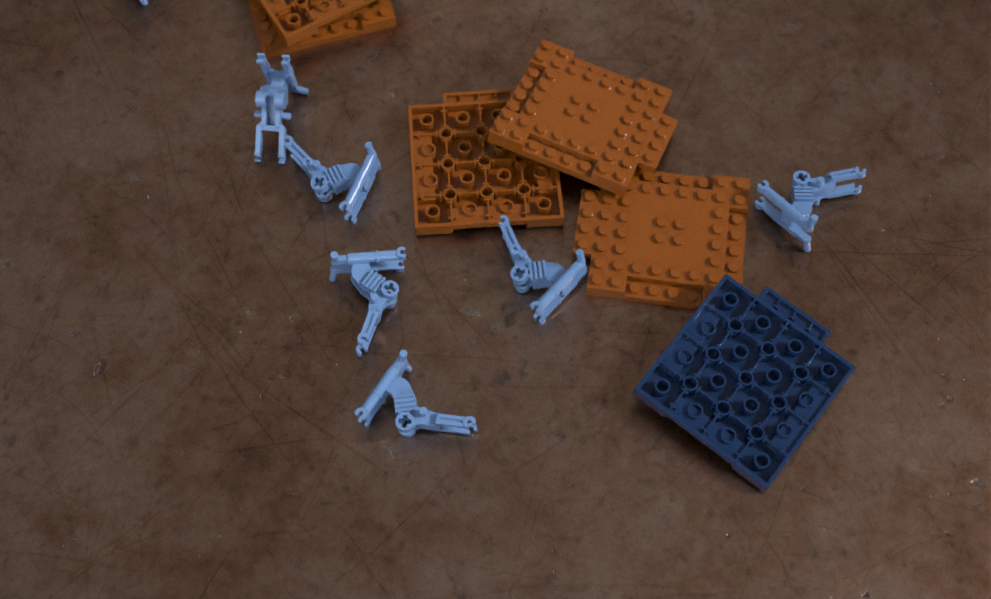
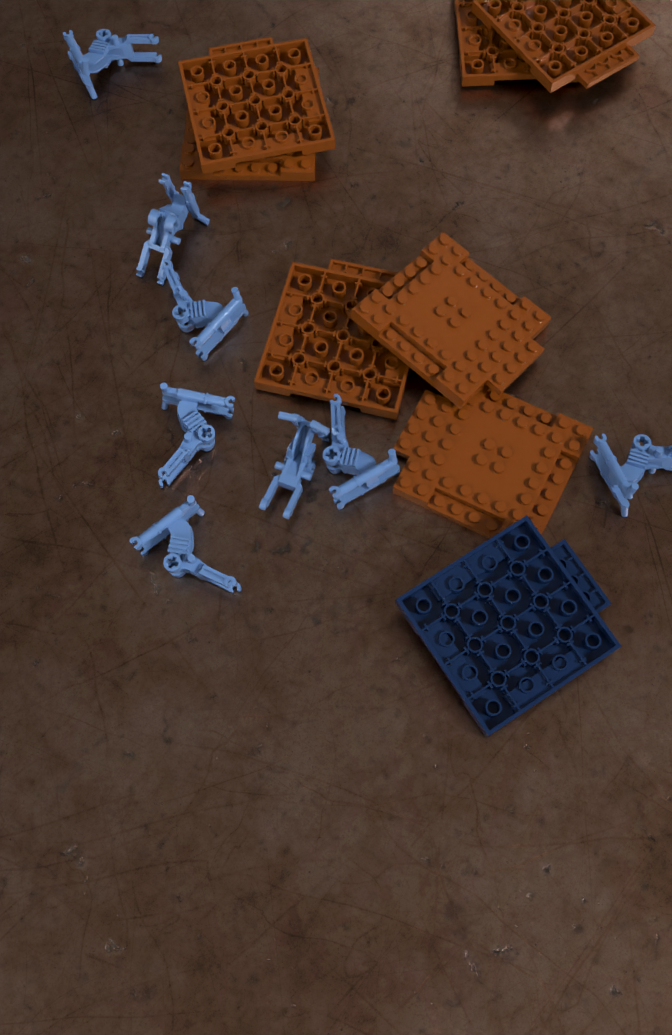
camera: 20 degrees right, 5 degrees up
(487, 290) = (298, 461): none -> medium blue piece

